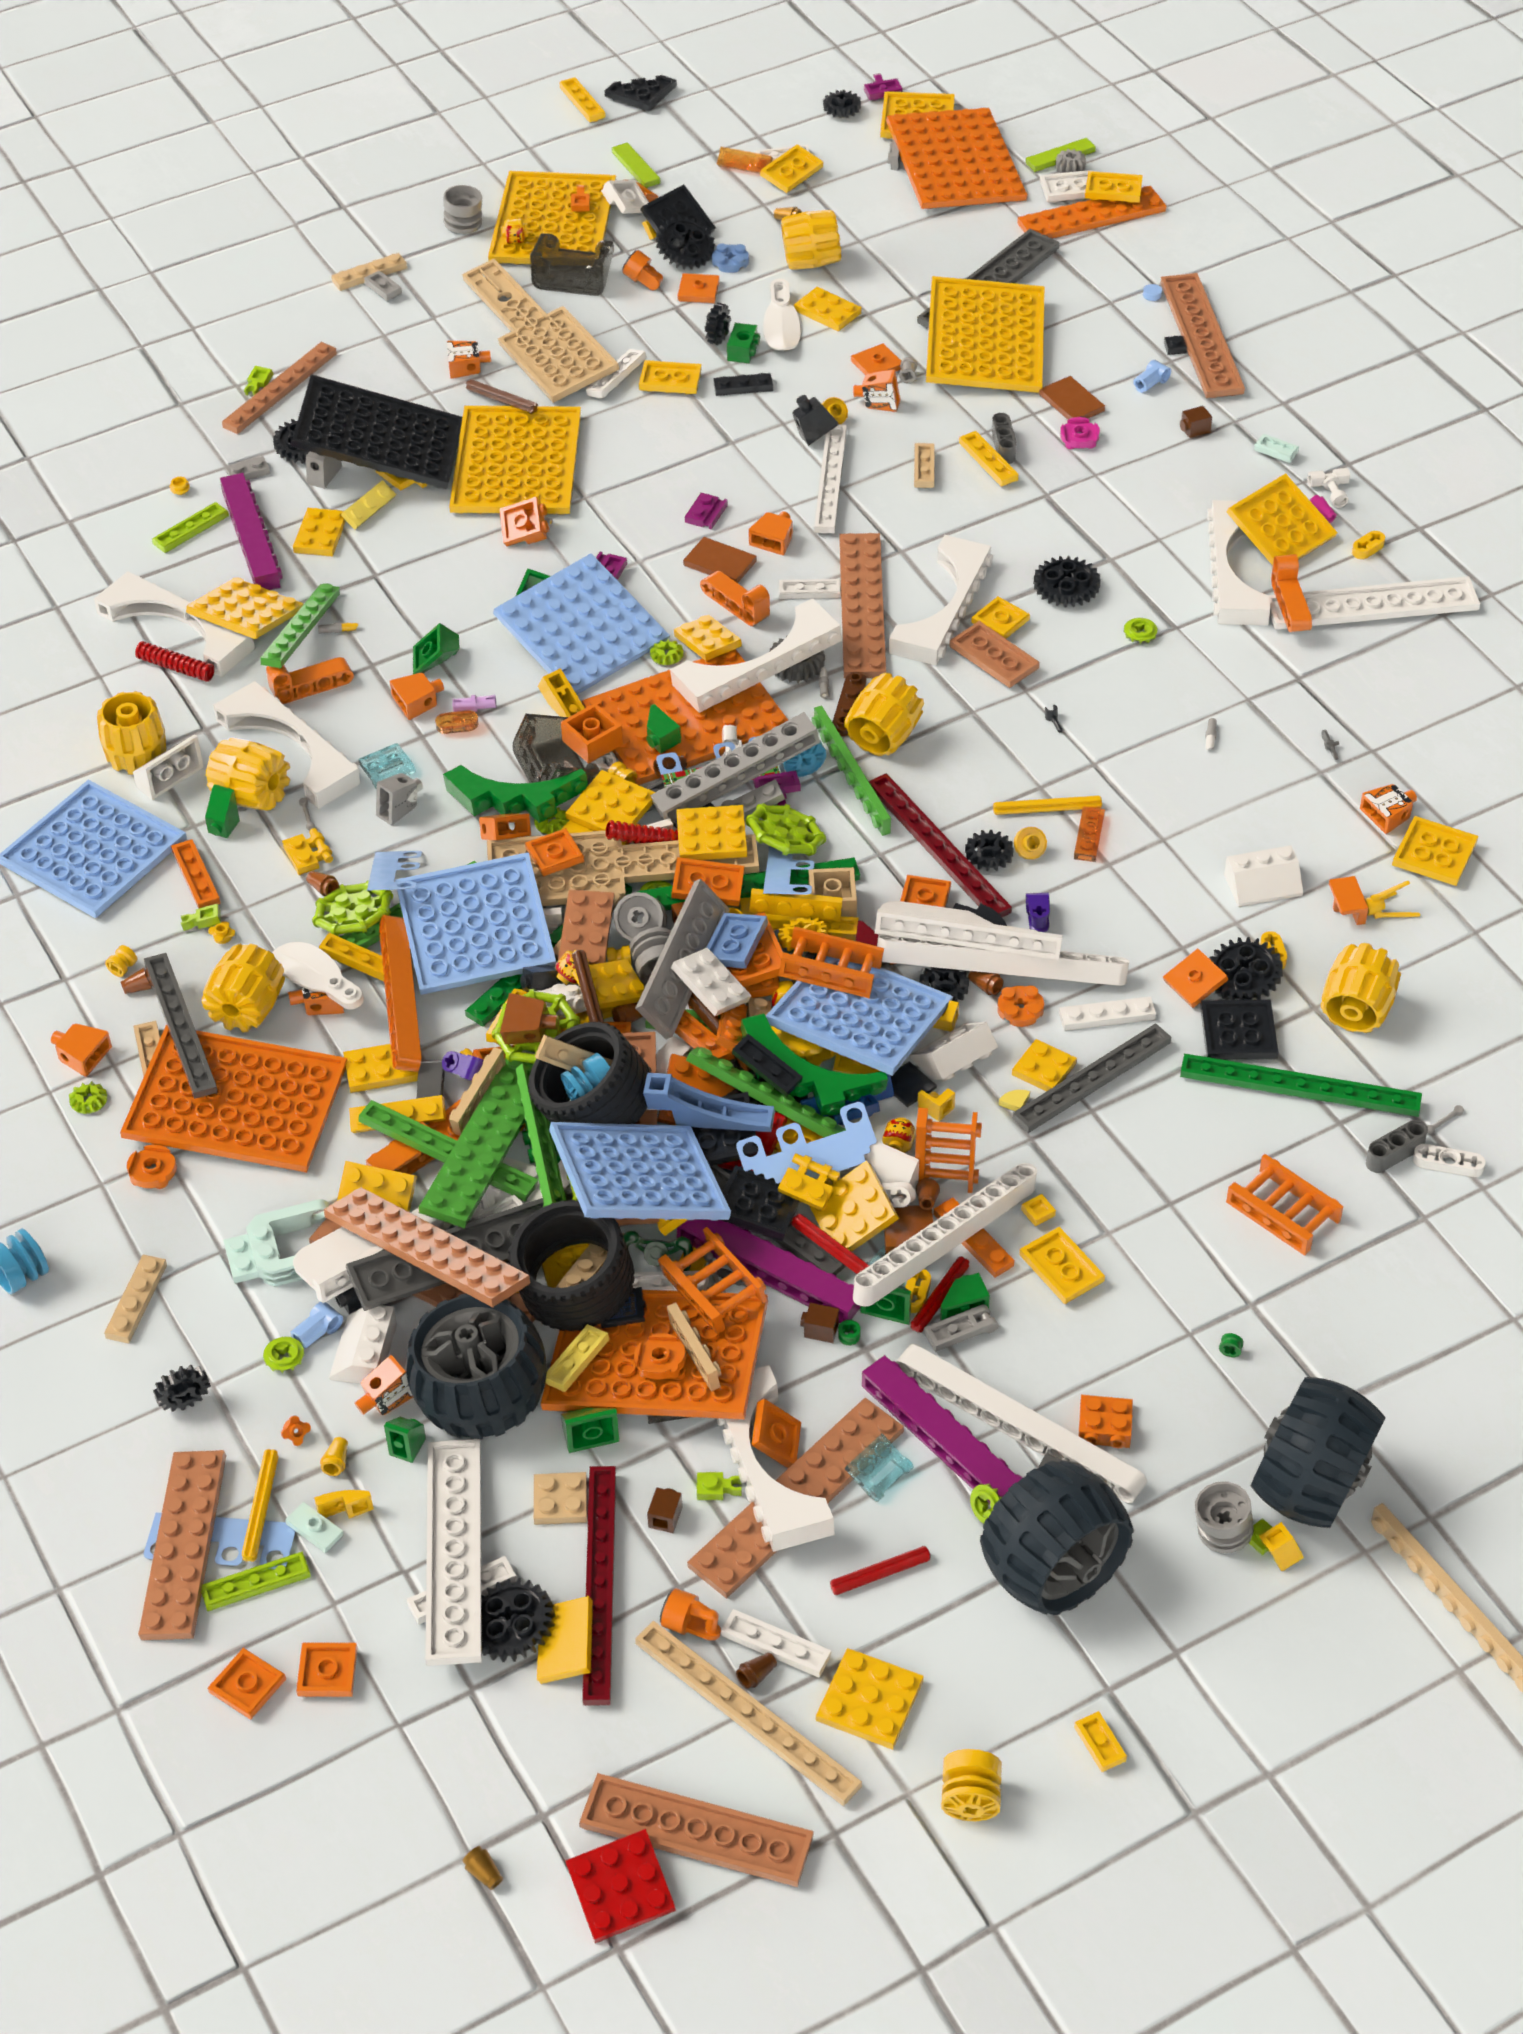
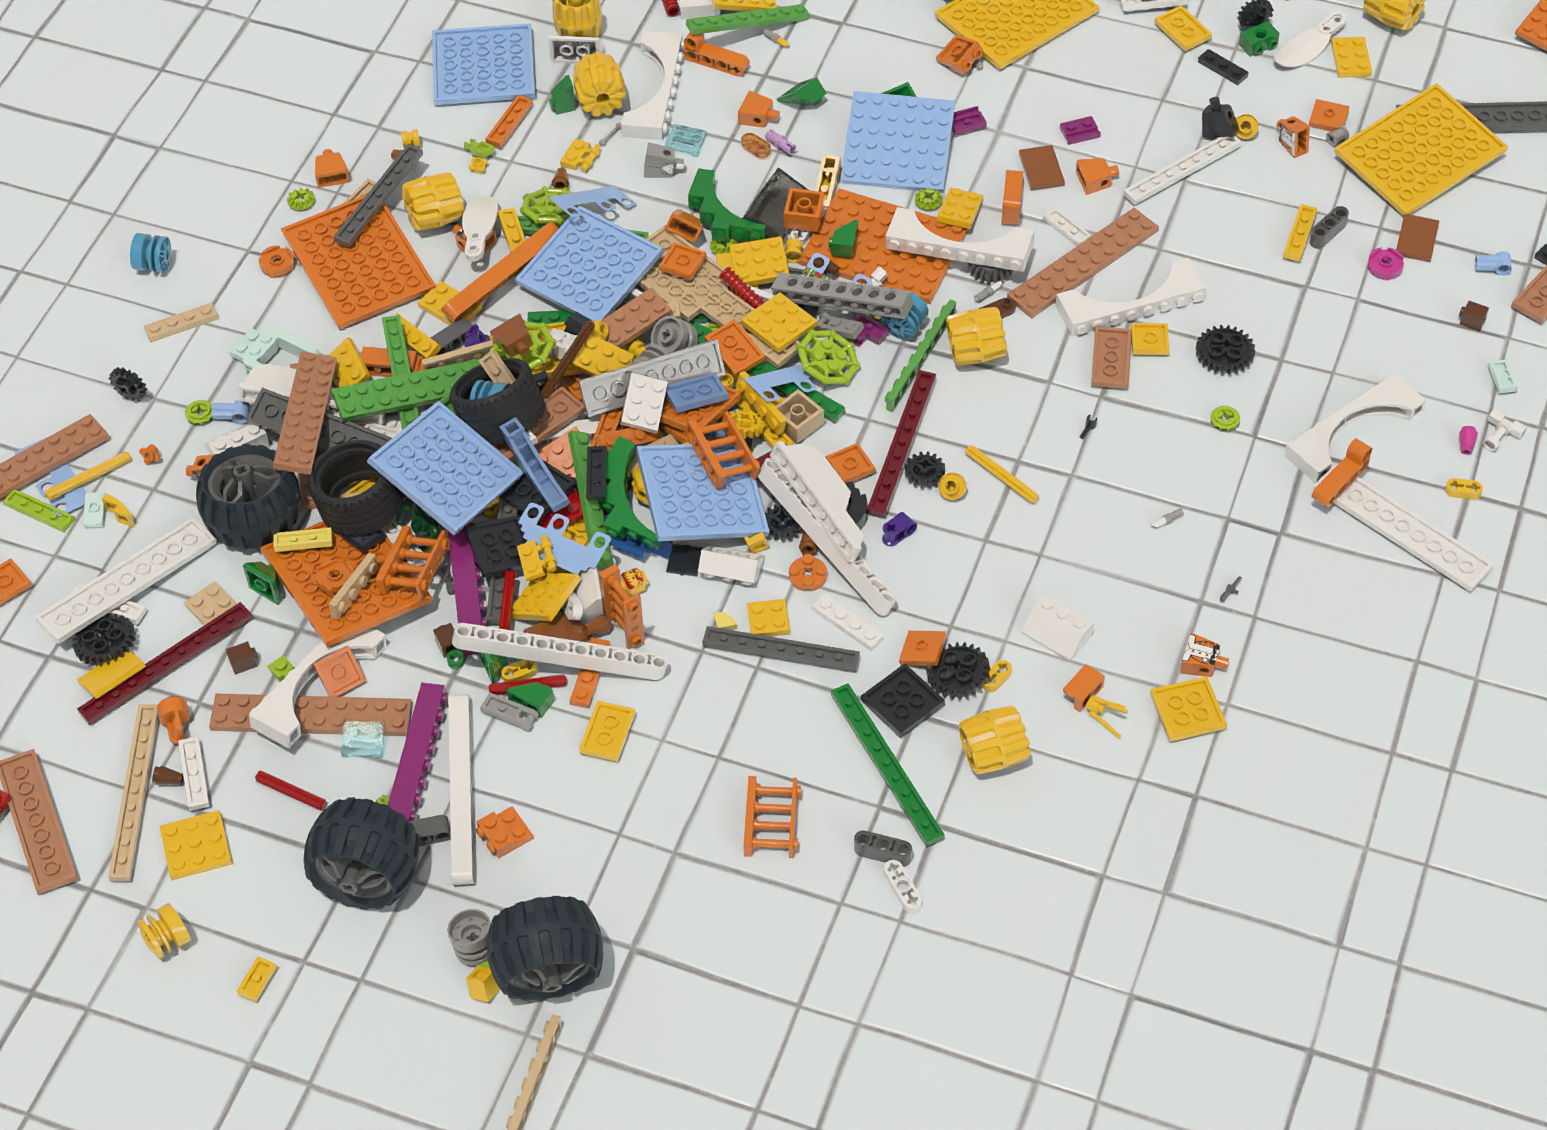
camera: 50 degrees right, 5 degrees up
(334, 1459) = (148, 484): yellow cone -> none
(404, 1438) = (184, 503): green slope -> none
(924, 465) = (1252, 205): tan plate -> none
(937, 1104) = (679, 584): yellow panel -> none
(1038, 1210) = (641, 690): yellow plate -> none
(1089, 834) = (1000, 512): clear orange plate -> none
(1231, 1345) = (624, 859): green bush -> none
(1281, 520) = (1417, 424): yellow plate -> none
(1458, 1110) = (956, 865): light grey hinge -> none

